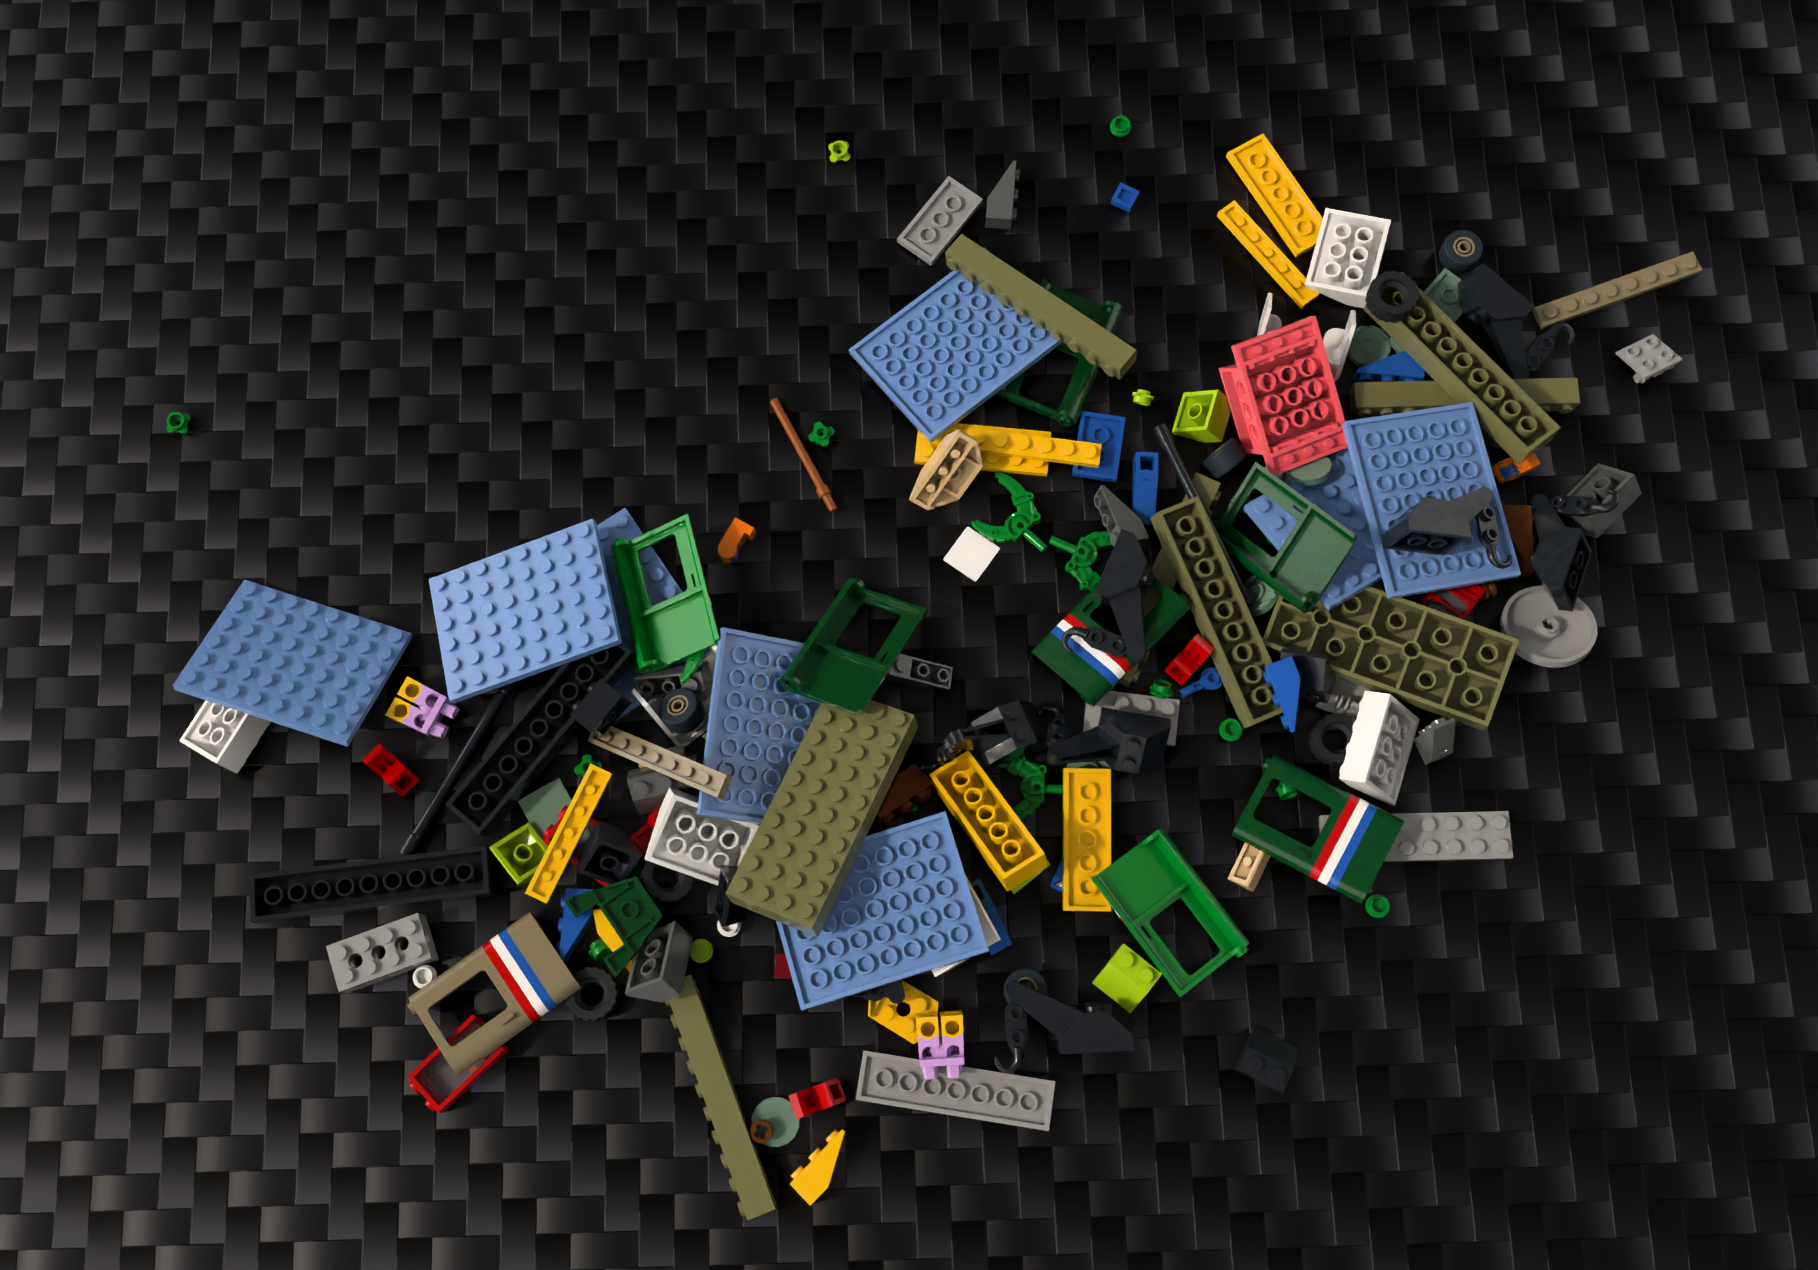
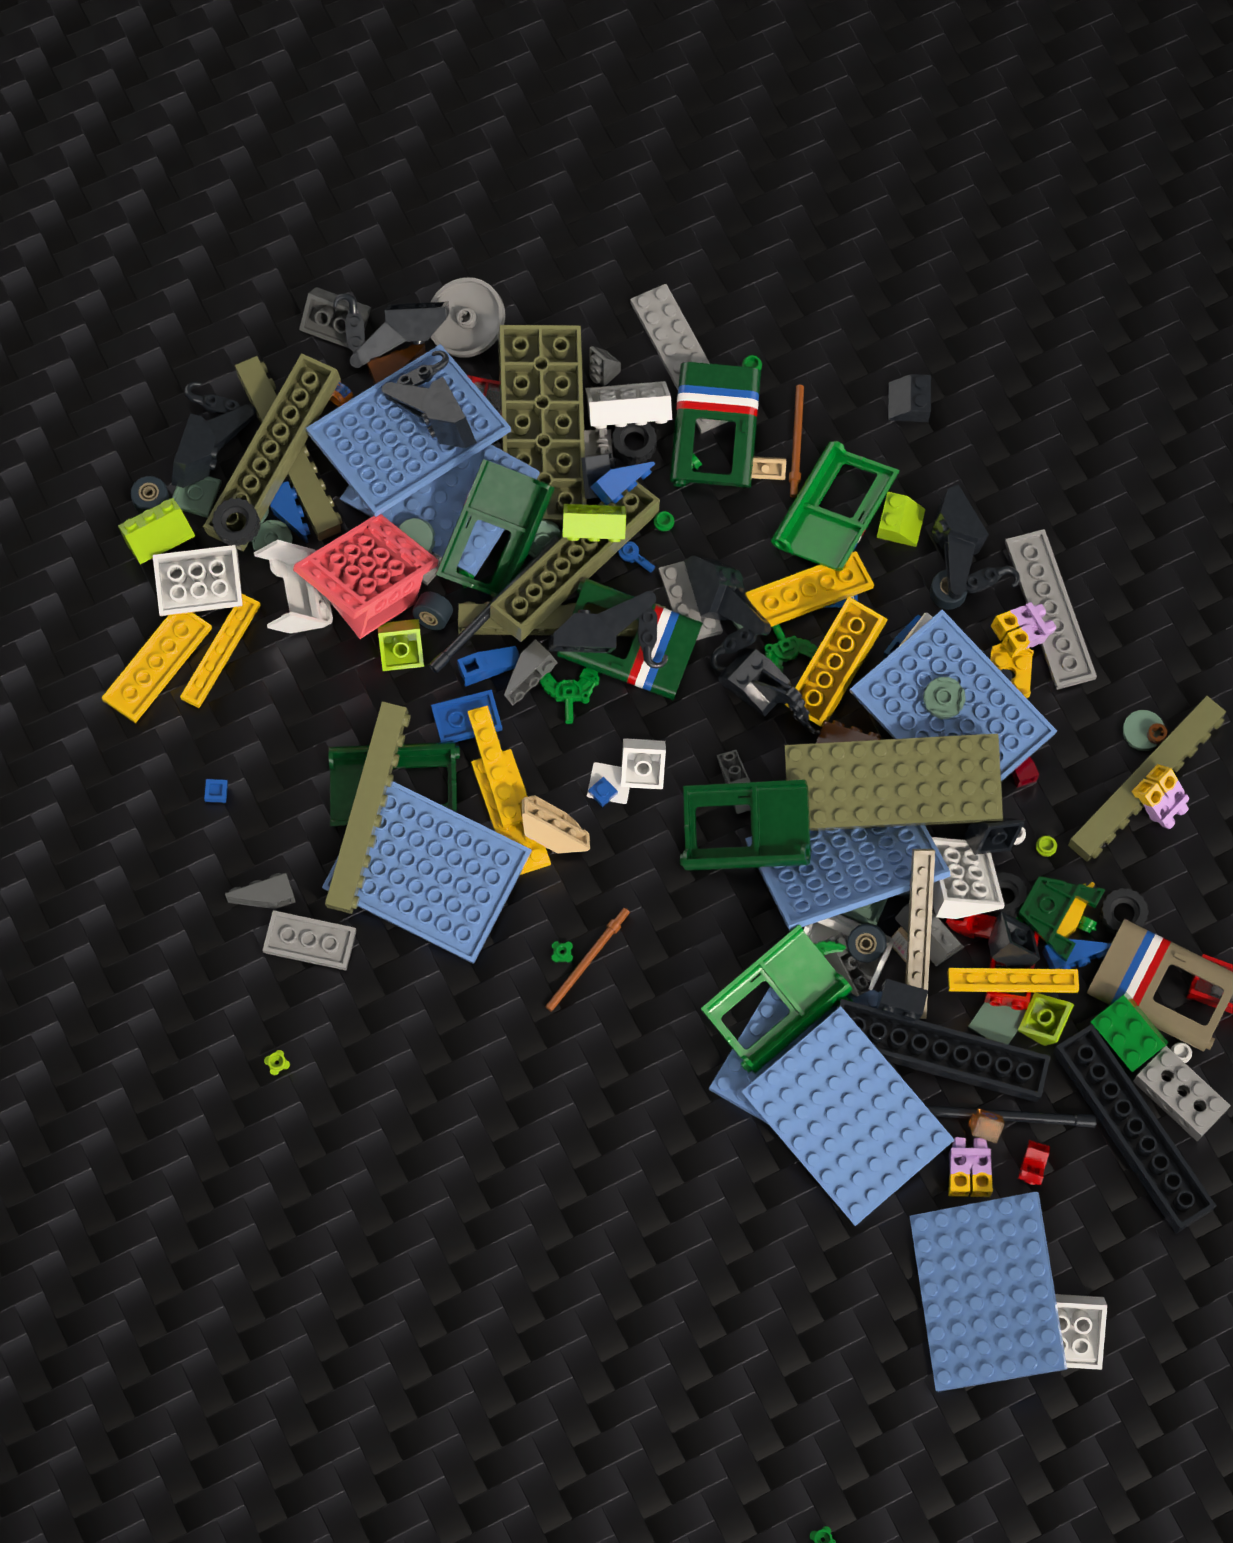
camera: 120 degrees left, 5 degrees down
(451, 742) = (986, 1125): none -> clear orange brick
(464, 928) = (1129, 1032): none -> green brick
(586, 760) = (948, 1012): green plate -> none
(660, 964) = (1077, 860): dark grey slope -> none
(678, 1095) = (1162, 796): none -> hips
(734, 539) = (694, 980): orange leg -> none
(817, 1098) = (1109, 703): red brick -> none
(817, 1175) = (1163, 680): yellow slope -> none
(890, 904) = (944, 697): none -> sand green tile
(964, 541) = (603, 791): none -> blue plate
(974, 589) = (643, 763): none -> white slope
(1019, 522) = (566, 754): green bar -> none
(1120, 126) = (143, 824): green plate -> none
(1142, 397) = (405, 698): lime plate -> none
(1161, 689) = (656, 584): green plate -> none
(1190, 659) = (623, 572): red brick -> none
(1225, 889) = (795, 475): none -> dark orange bar
(1249, 639) = (594, 522): none -> slope
(1418, 239) = (156, 530): none -> lime slope
(1616, 290) = (131, 365): dark tan plate -> none
(1648, 358) = (186, 320): light grey hinge -> none

